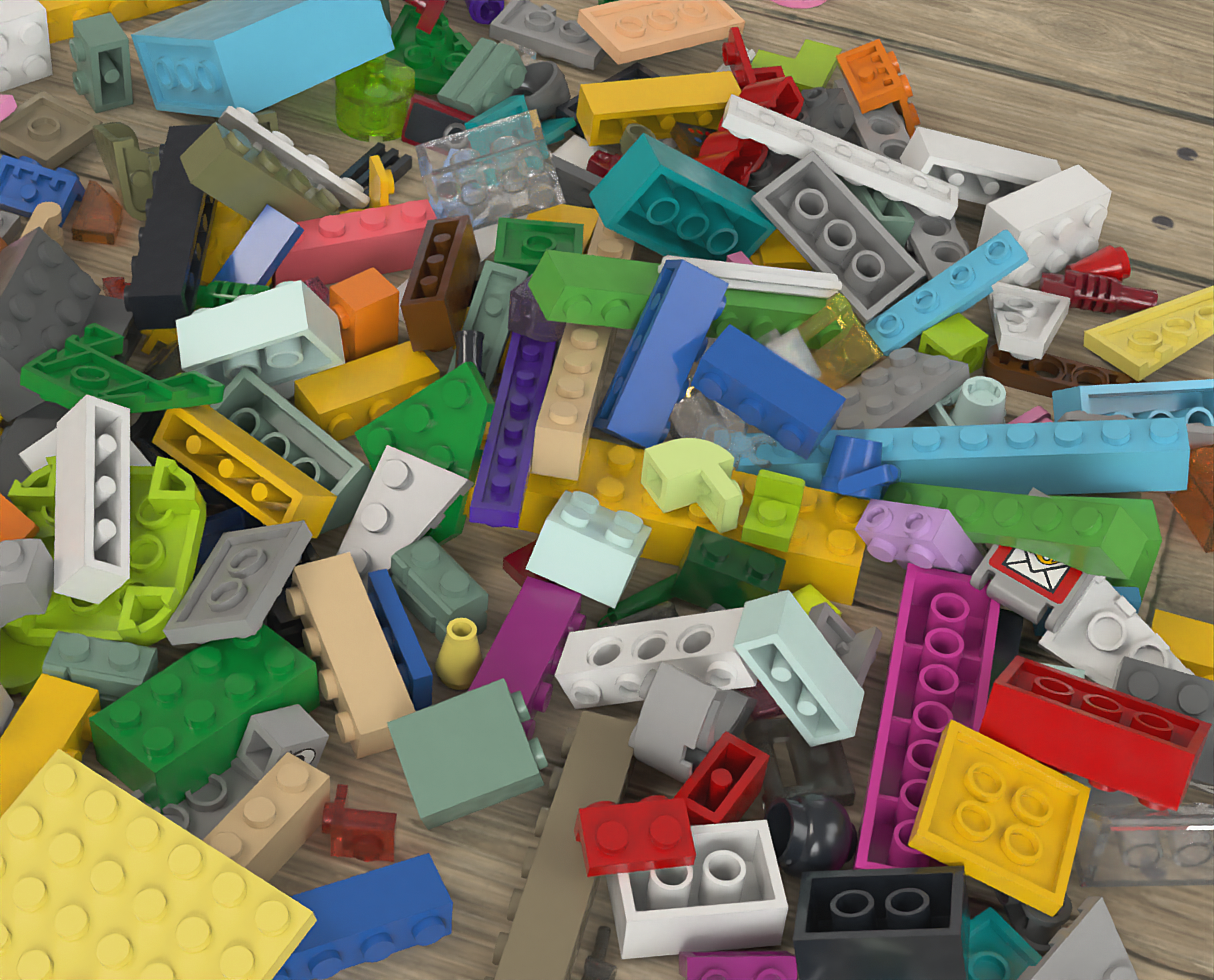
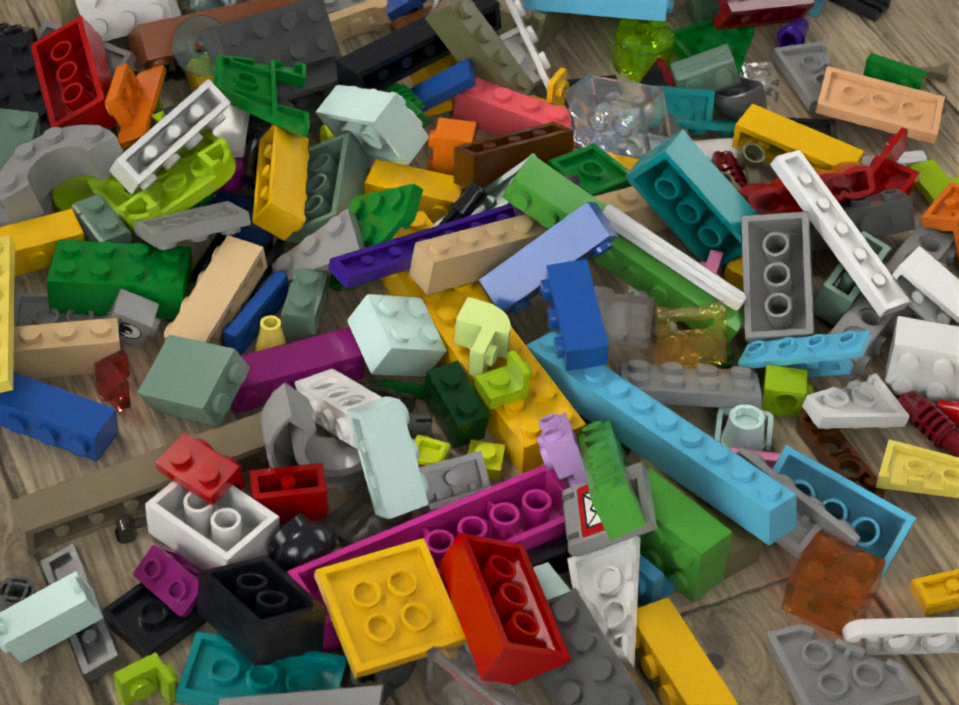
camera: 50 degrees right, 0 degrees up
(732, 437) = (535, 333): clear plate -> none
(857, 468) = (578, 393): blue piece -> none

